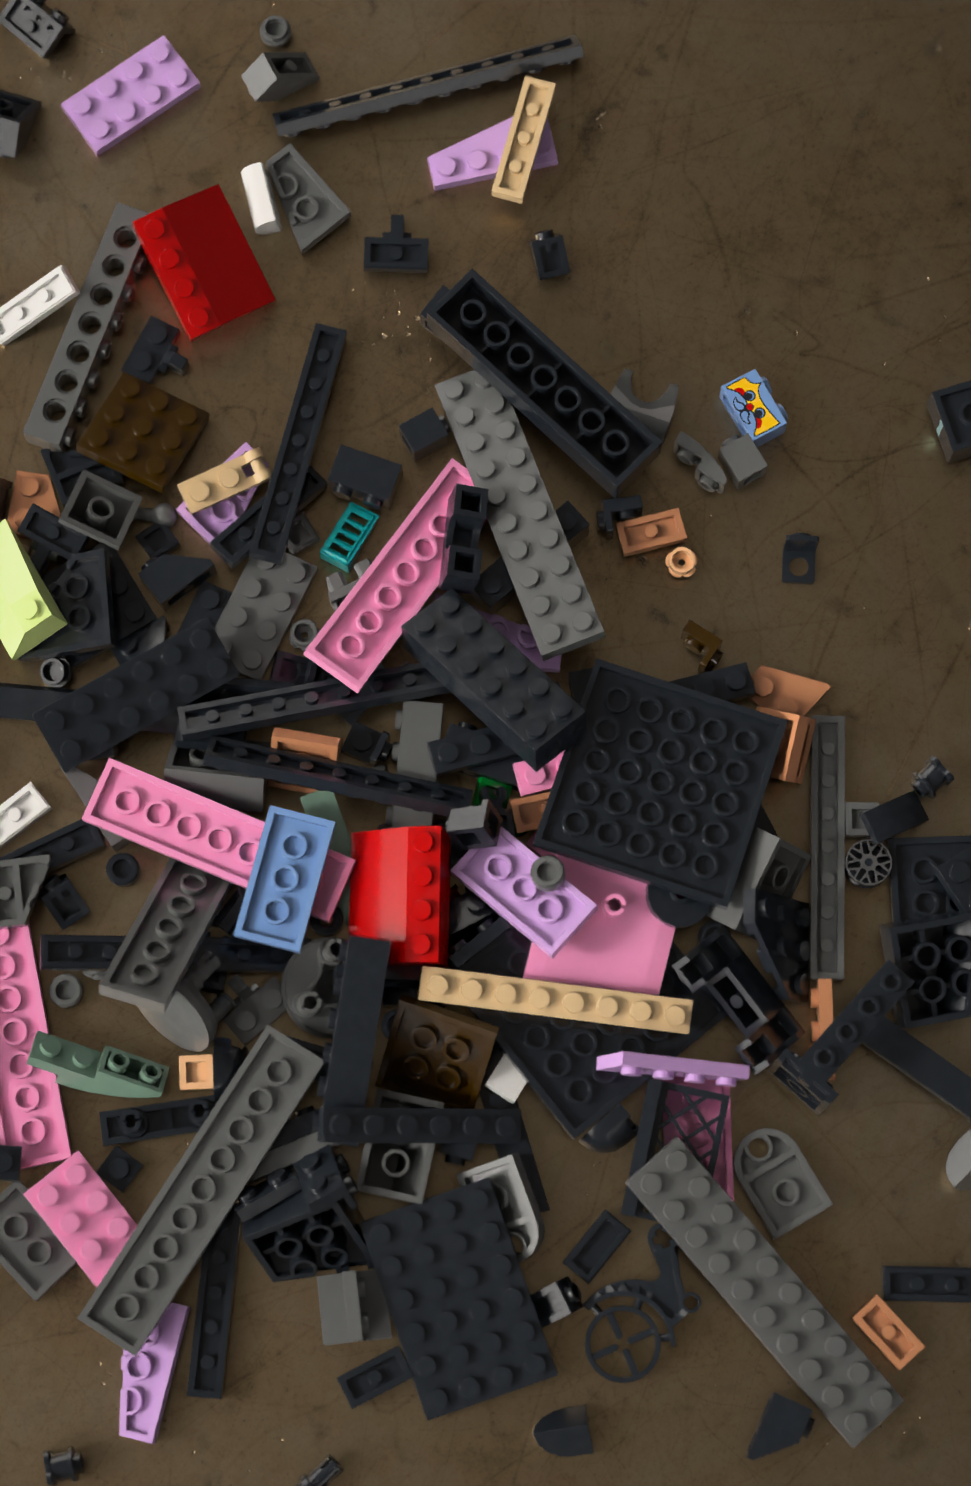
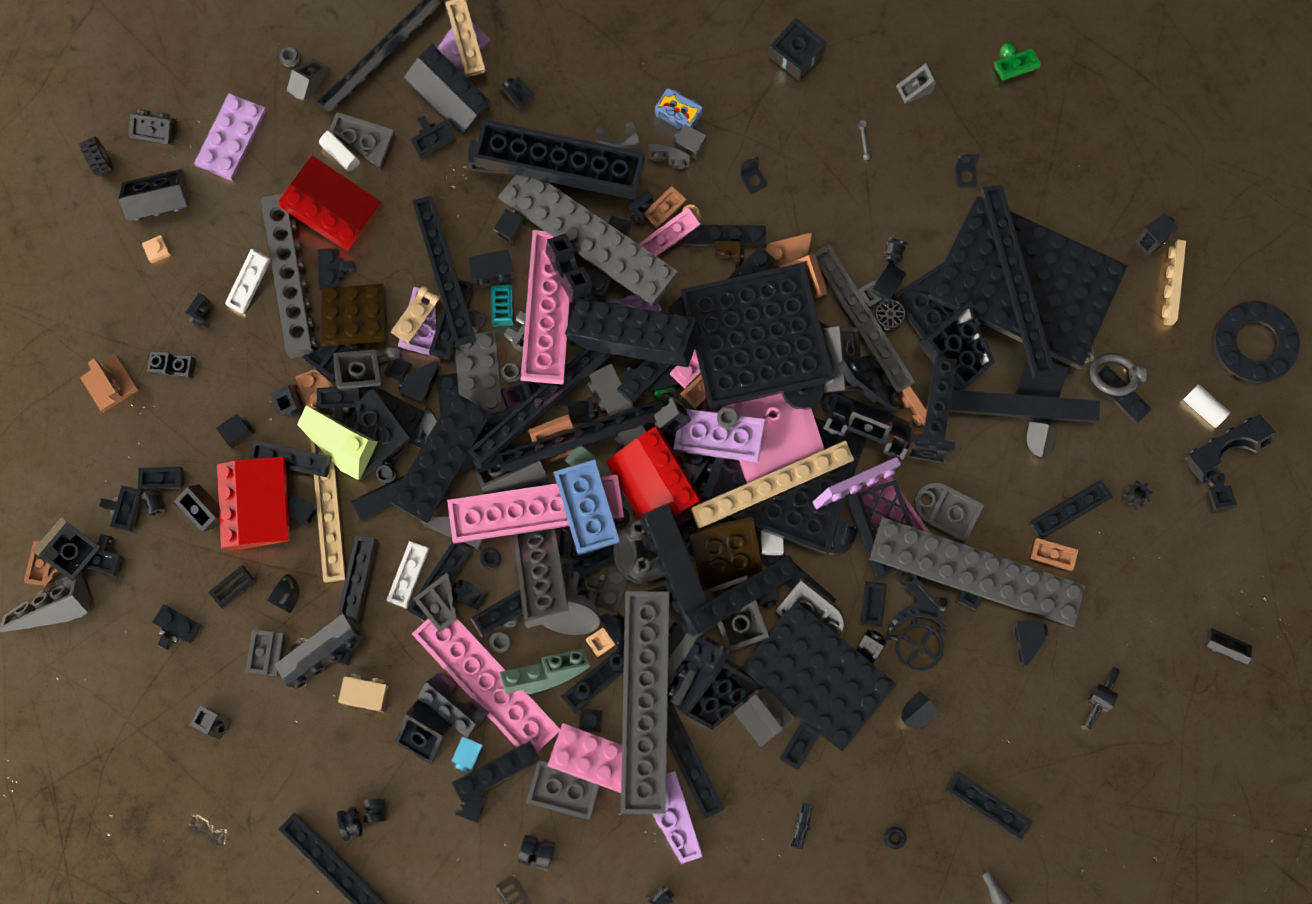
camera: 30 degrees left, 0 degrees up
(455, 198) = (447, 89): none -> black slope
(632, 572) = (670, 233): none -> bright pink plate
(687, 603) = (706, 235): none -> black plate
(730, 1323) = (969, 600): none -> black plate

